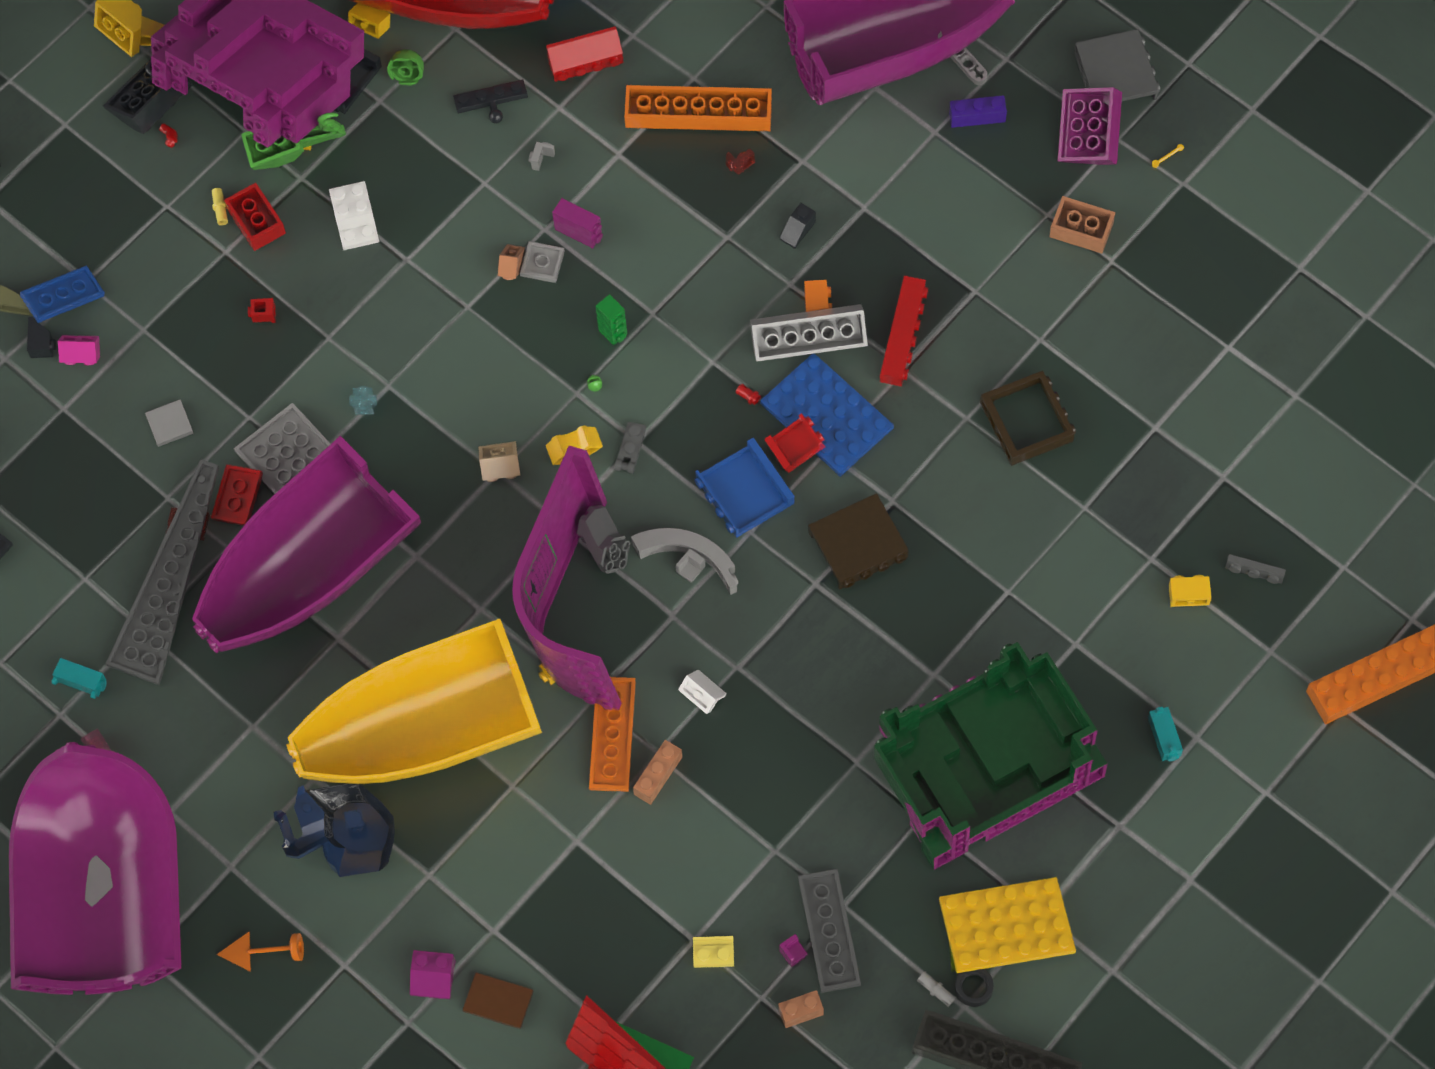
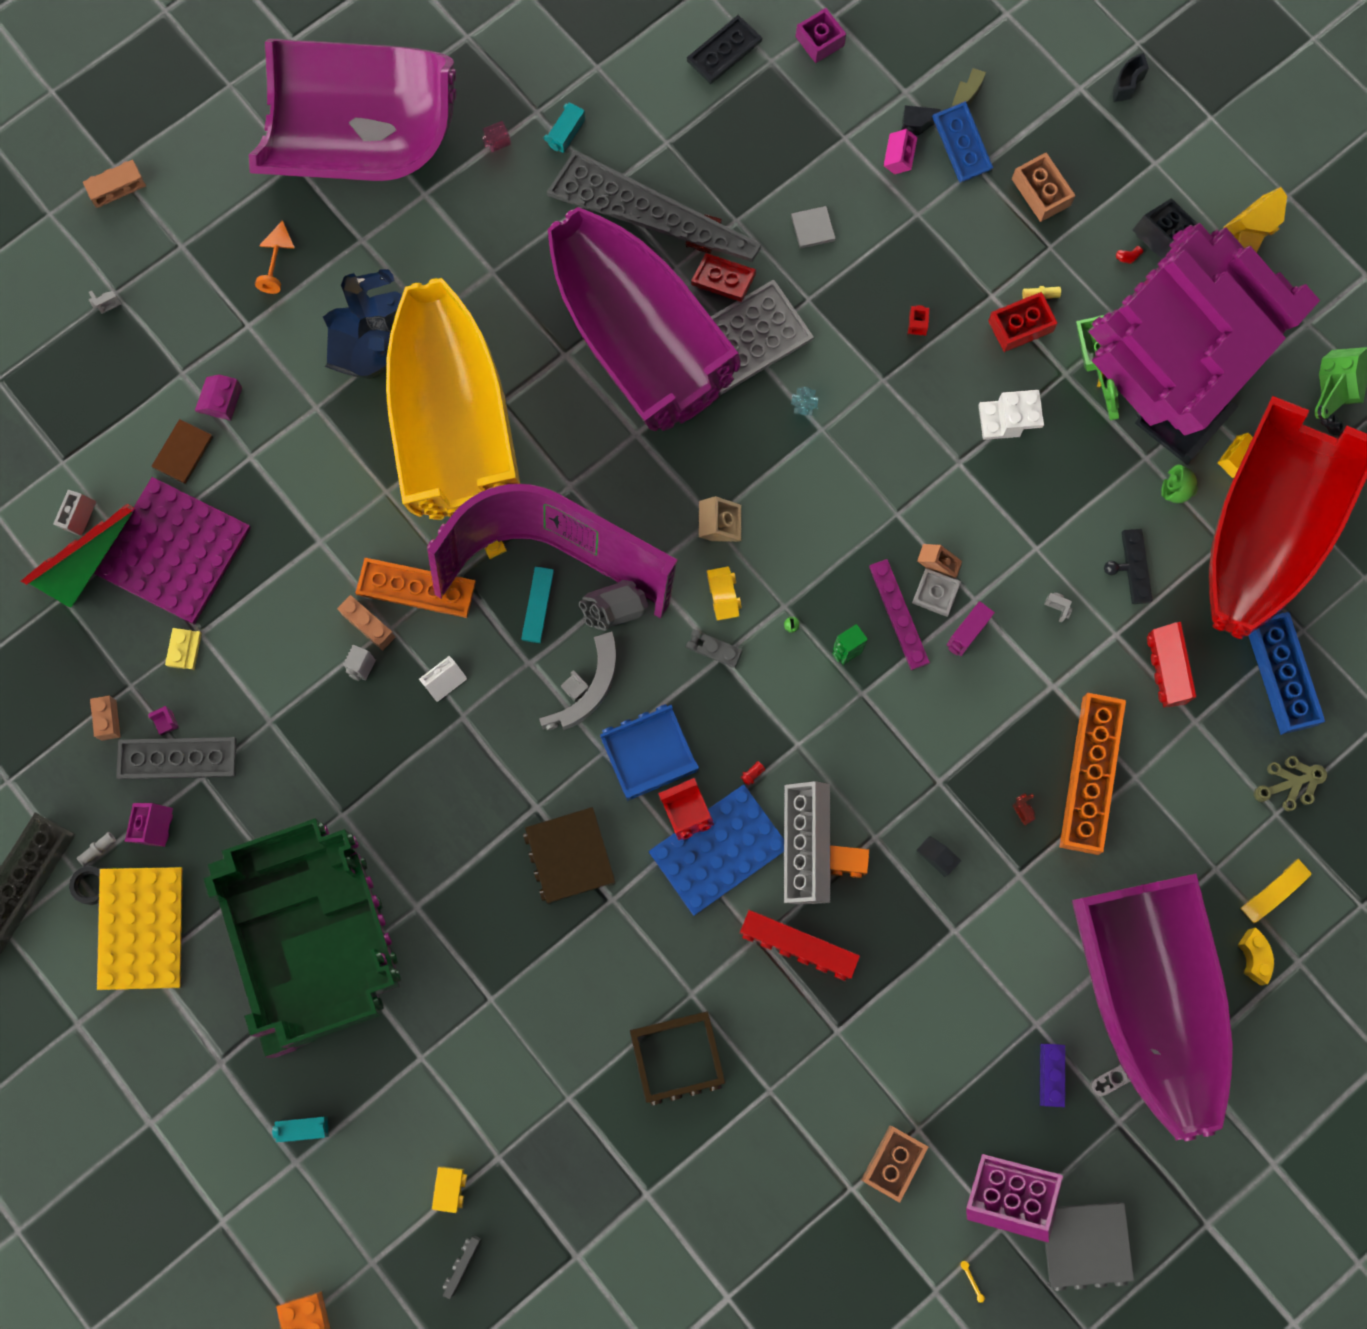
camera: 95 degrees right, 10 degrees up
(106, 215) = (1043, 187): none -> nougat brick
(569, 291) = (899, 614): none -> magenta plate
(611, 616) = (537, 605): none -> teal tile
(615, 968) = (173, 550): none -> magenta plate
(702, 767) = (359, 663): none -> light grey brick
(902, 942) = (149, 824): none -> magenta slope

